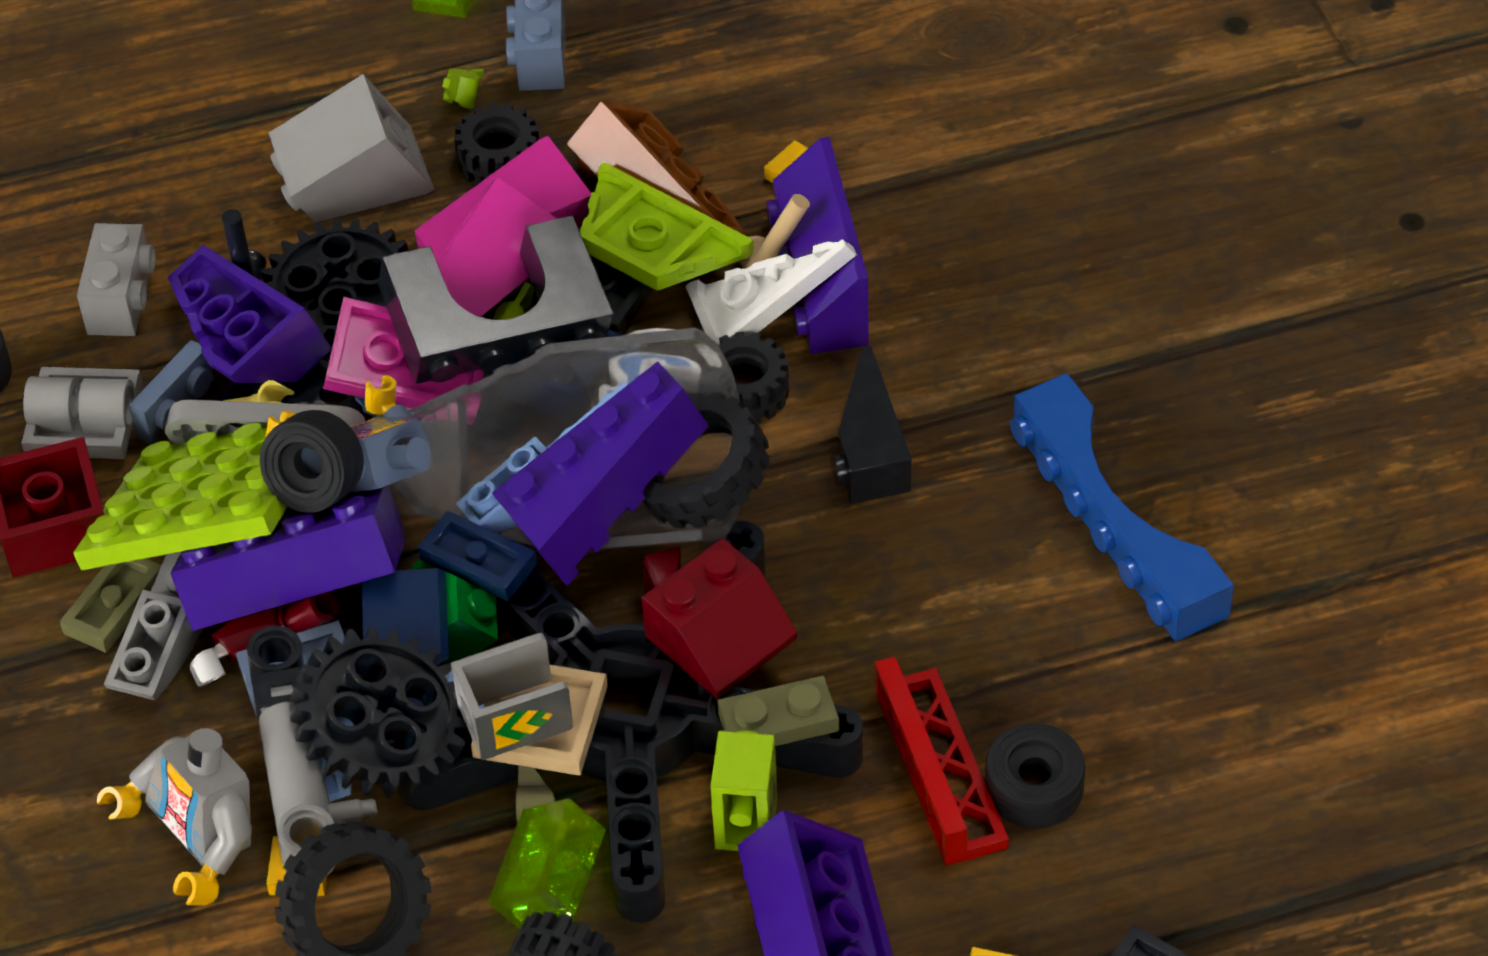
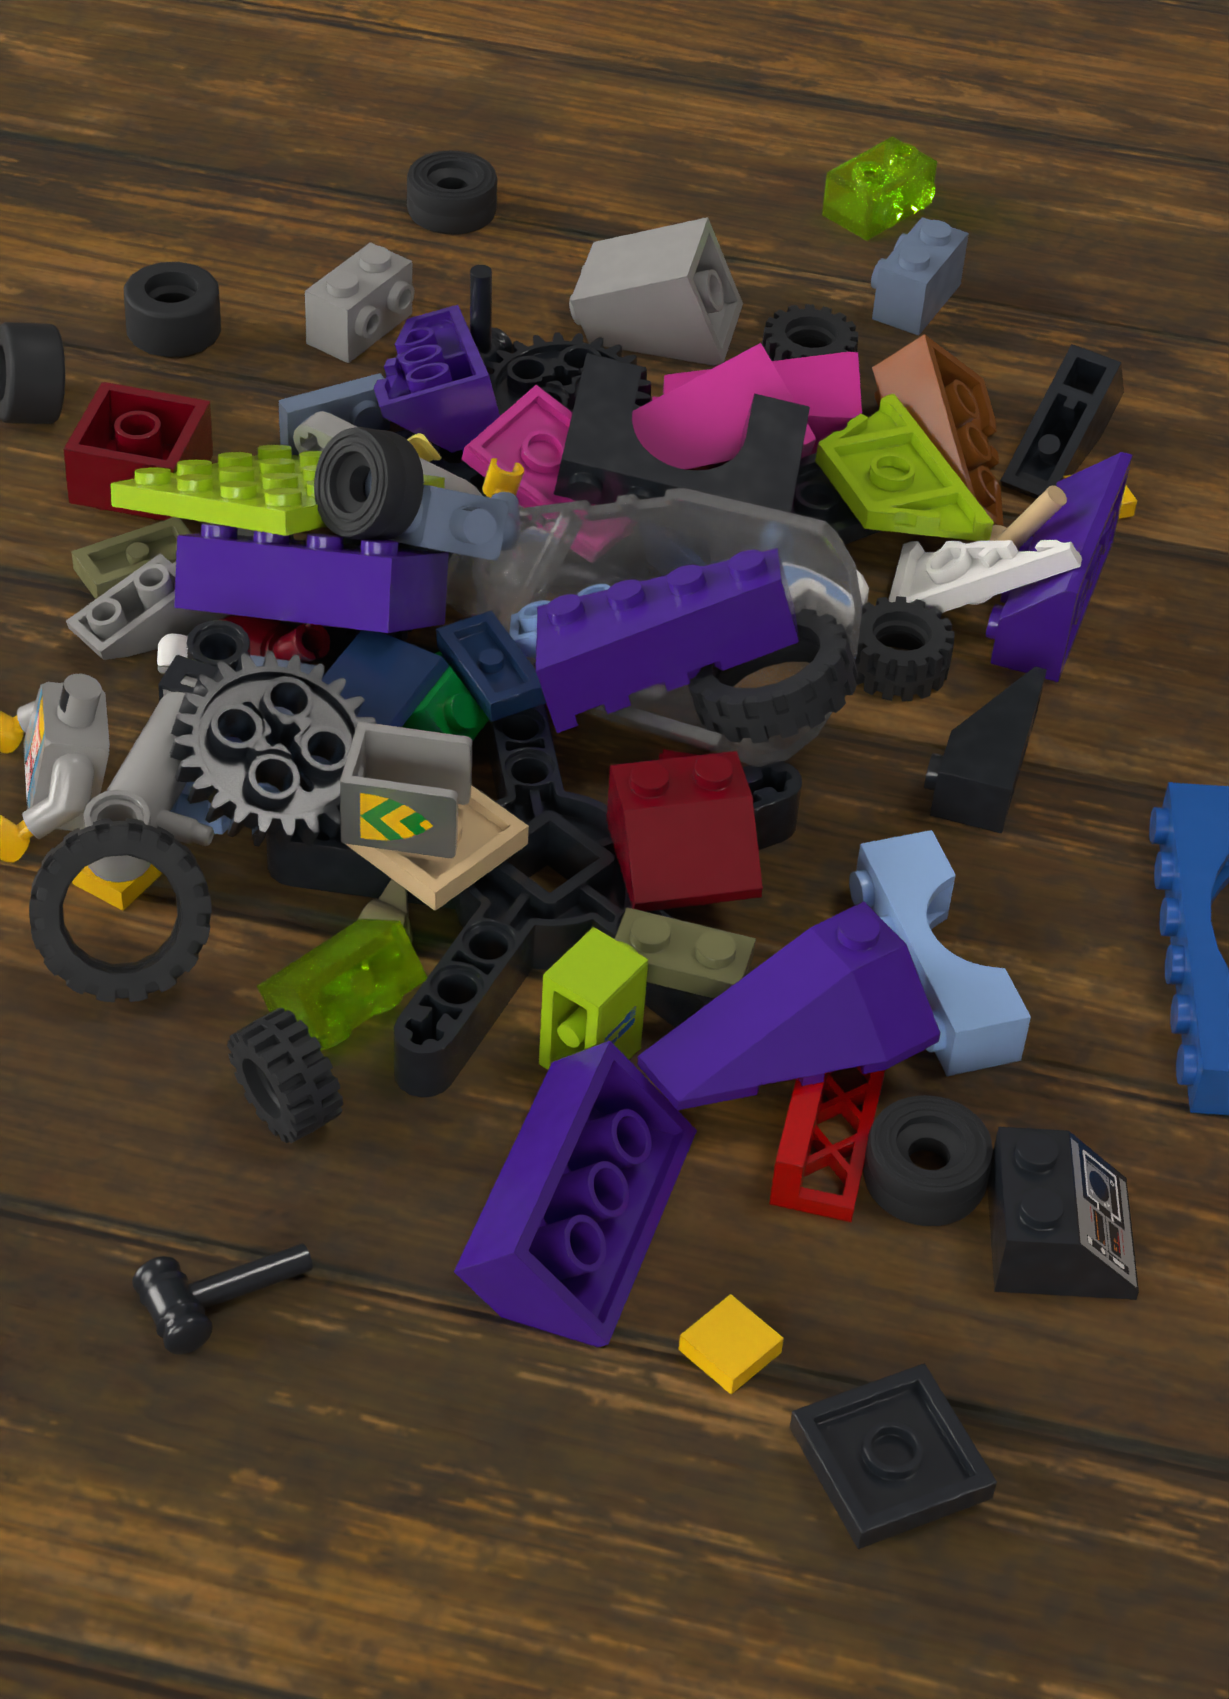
camera: 25 degrees right, 5 degrees down
(79, 404) = (240, 390): light grey plate -> none
(103, 115) = (452, 192): none -> black tyre
(462, 86) = (814, 286): lime piece -> none
(739, 123) = (1066, 422): none -> black slope
(904, 709) = (815, 1007): none -> dark purple wedge
(985, 647) = (973, 1004): none -> light blue arch
(1146, 771) = (1058, 1218): none -> black slope

